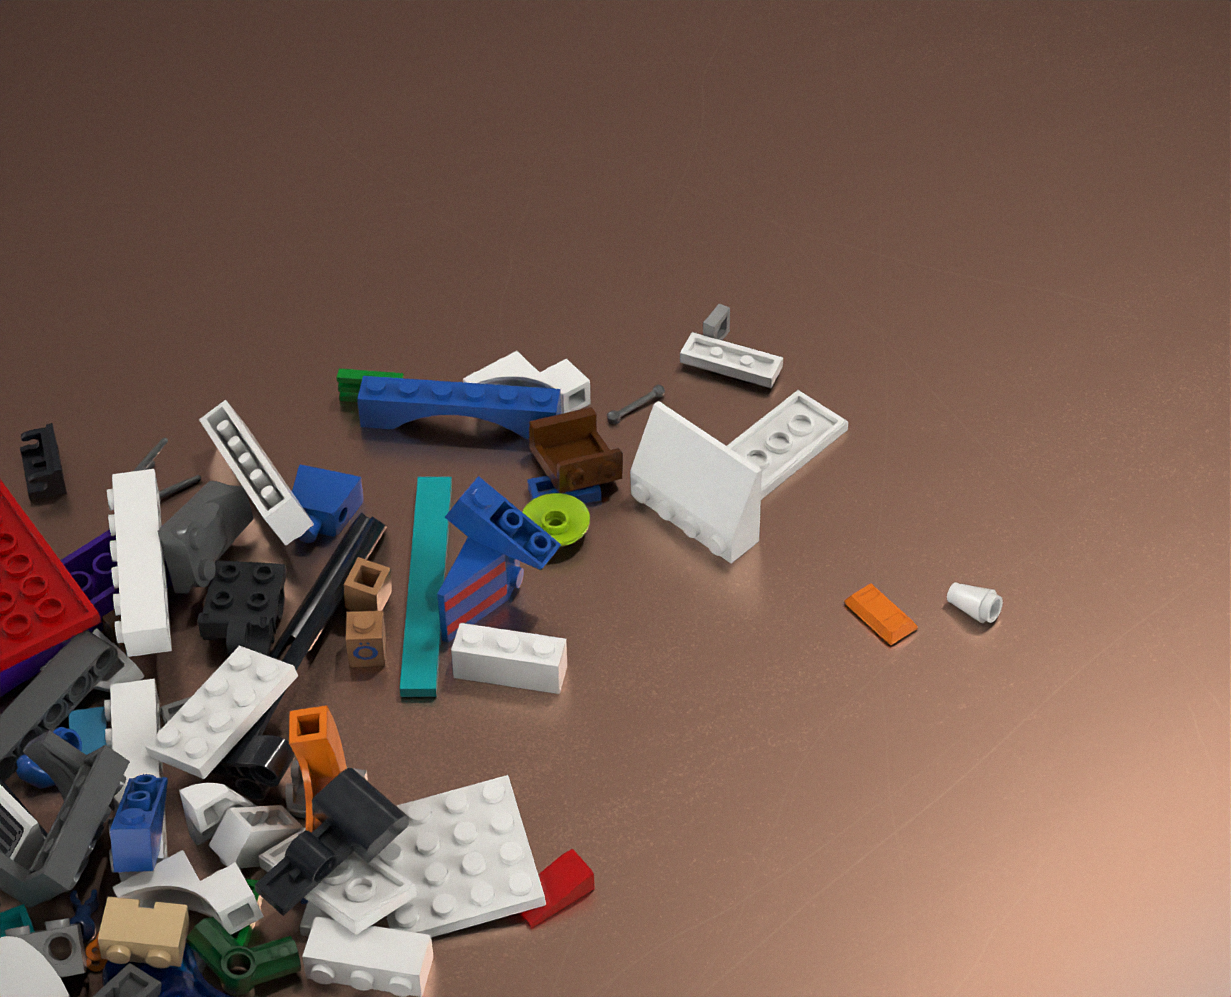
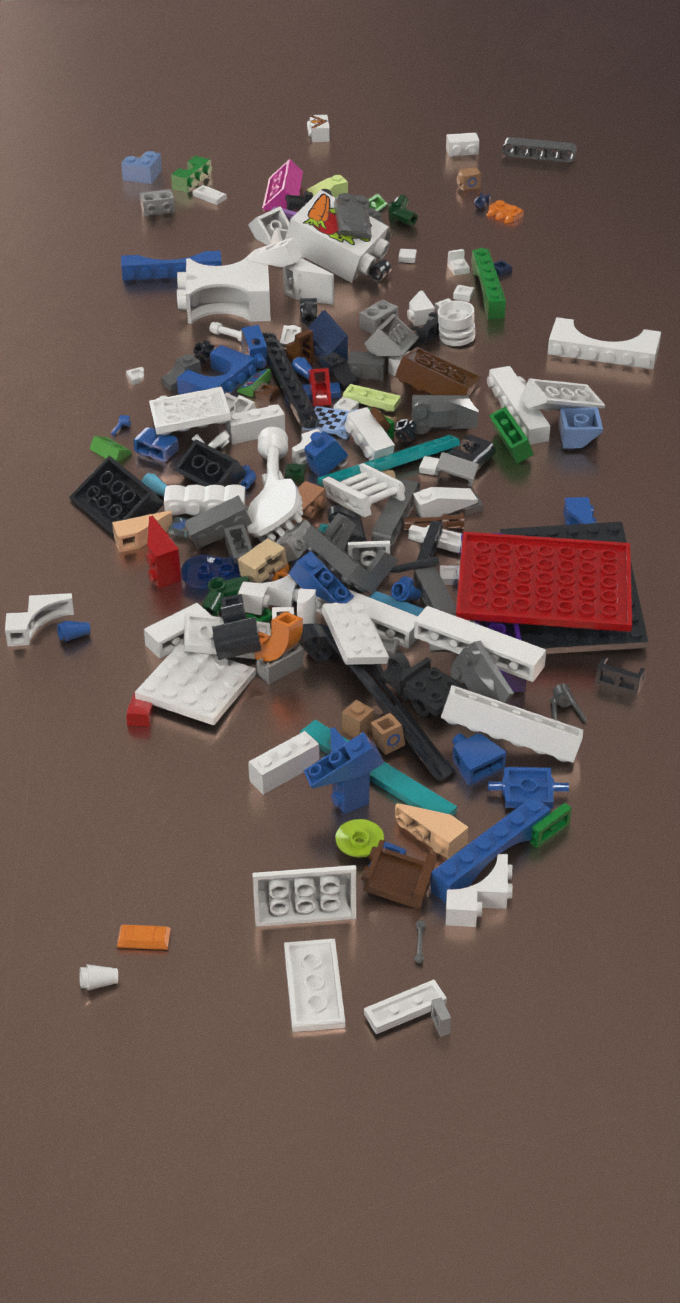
camera: 130 degrees right, 5 degrees down
(326, 437) = (524, 782): none -> blue plate
(475, 455) = (436, 829): none -> light nougat slope

